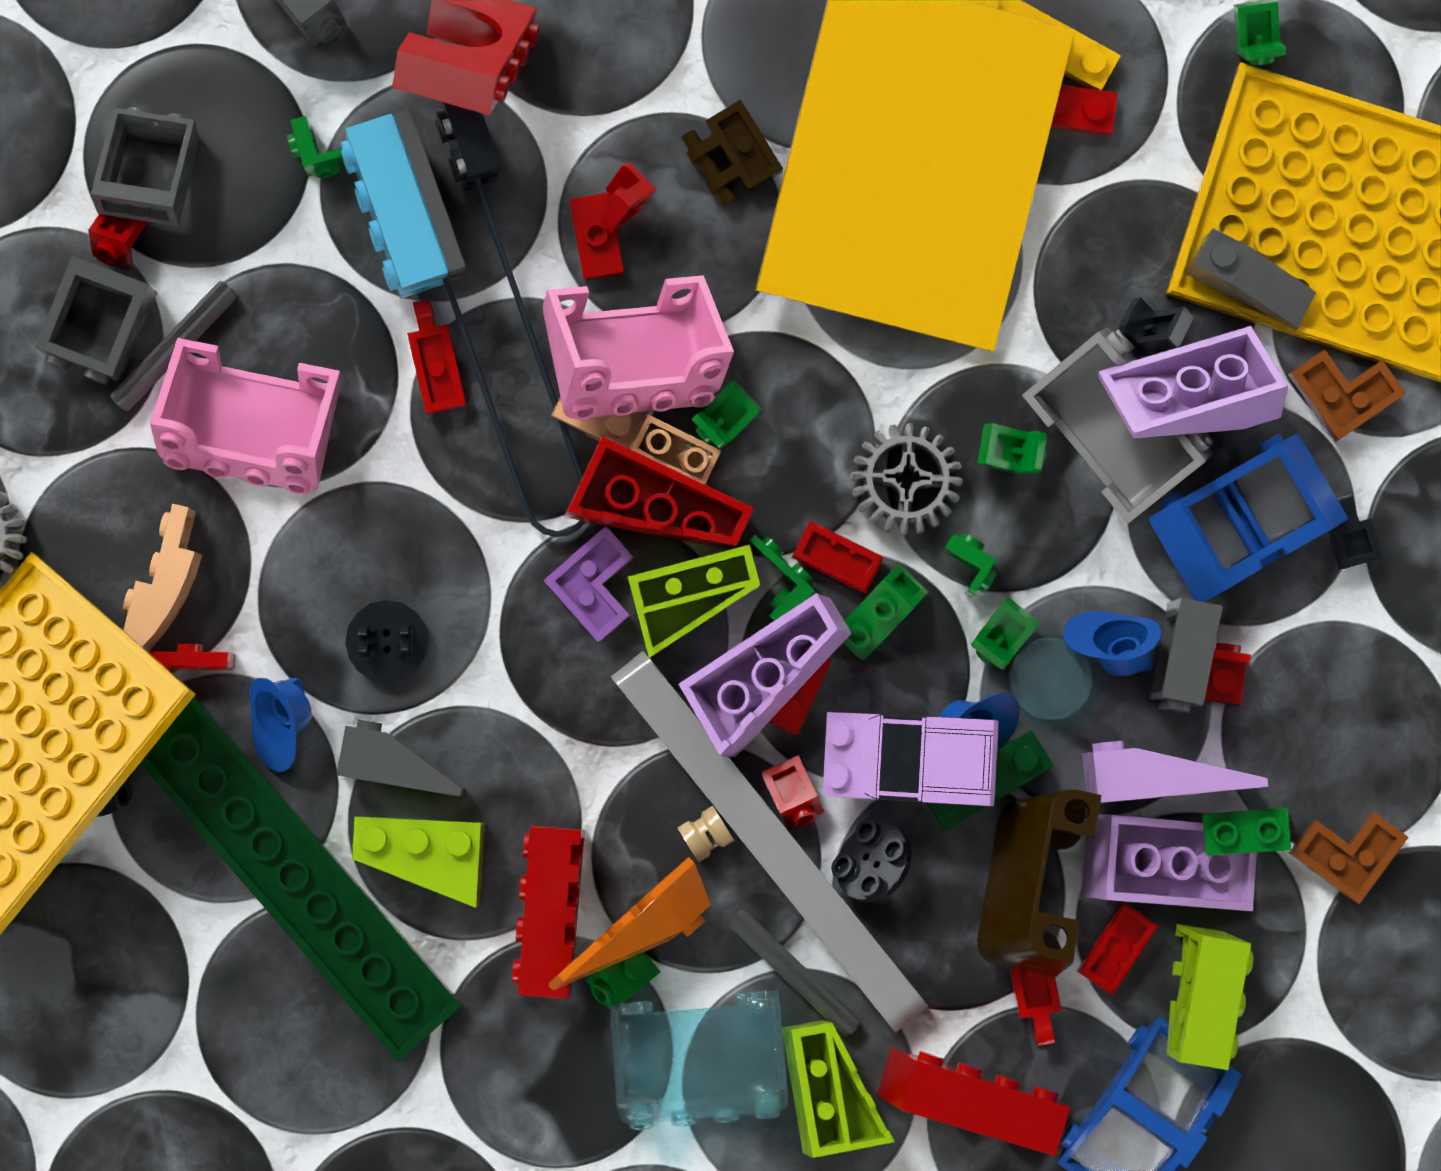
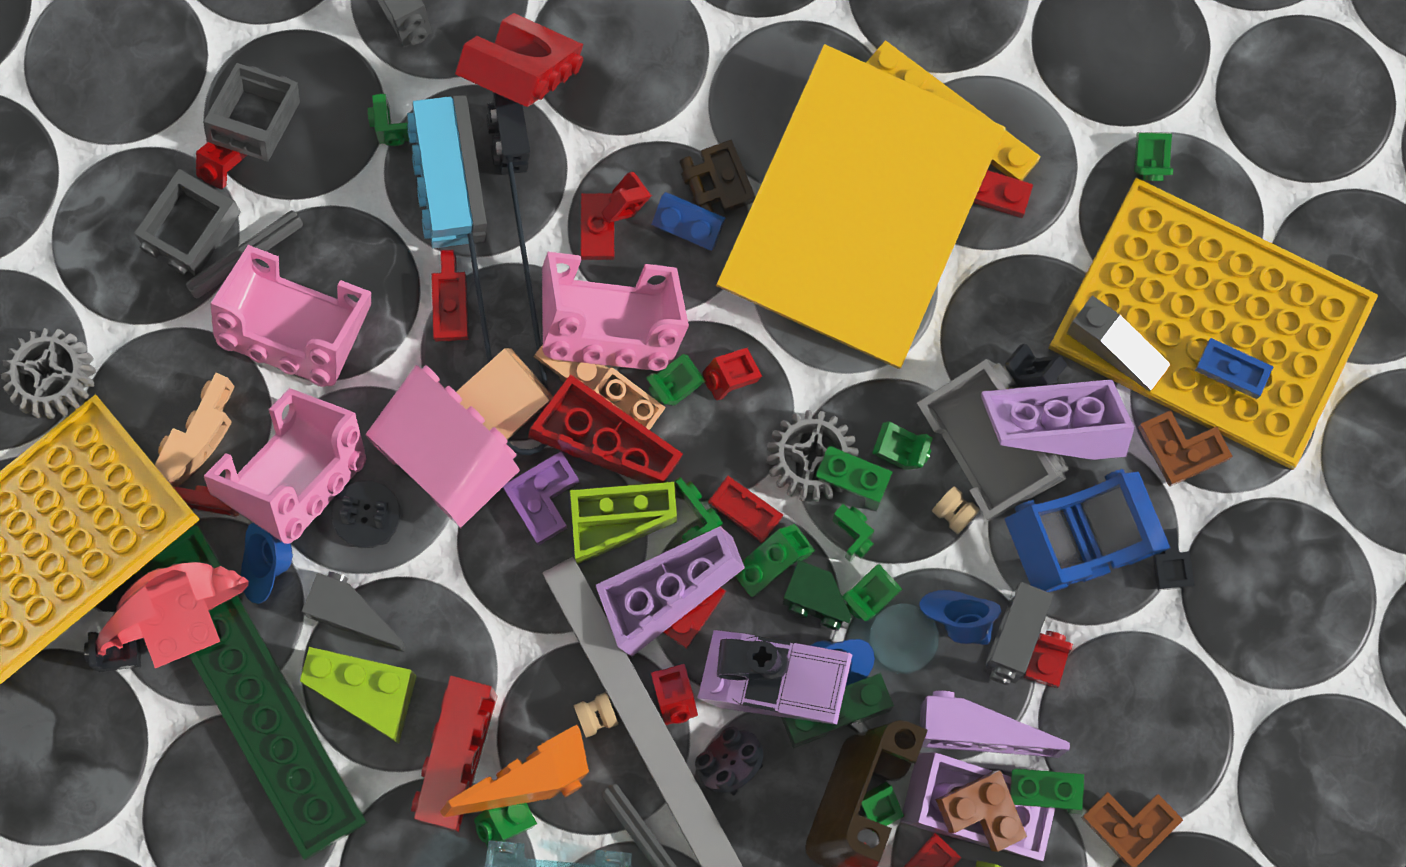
camera: 10 degrees right, 10 degrees down
(122, 858) = (115, 658): none -> black bracket
(183, 803) = (171, 610): none -> coral animal
(292, 606) = (297, 470): none -> bright pink windscreen
(464, 547) = (443, 445): none -> bright pink windscreen
(520, 480) = (505, 393): none -> light nougat panel
(706, 212) = (688, 221): none -> blue plate
(791, 393) = (731, 372): none -> red bracket
(874, 747) = (746, 659): none -> black piece
(940, 645) = (816, 594): none -> dark green slope
(961, 497) = (854, 476): none -> green bracket
(1059, 885) = (881, 805): none -> green tile
(1080, 509) = (950, 504): none -> tan wheel
(1181, 860) = (984, 801): none -> plate
(1393, 286) = (1234, 368): none -> blue plate

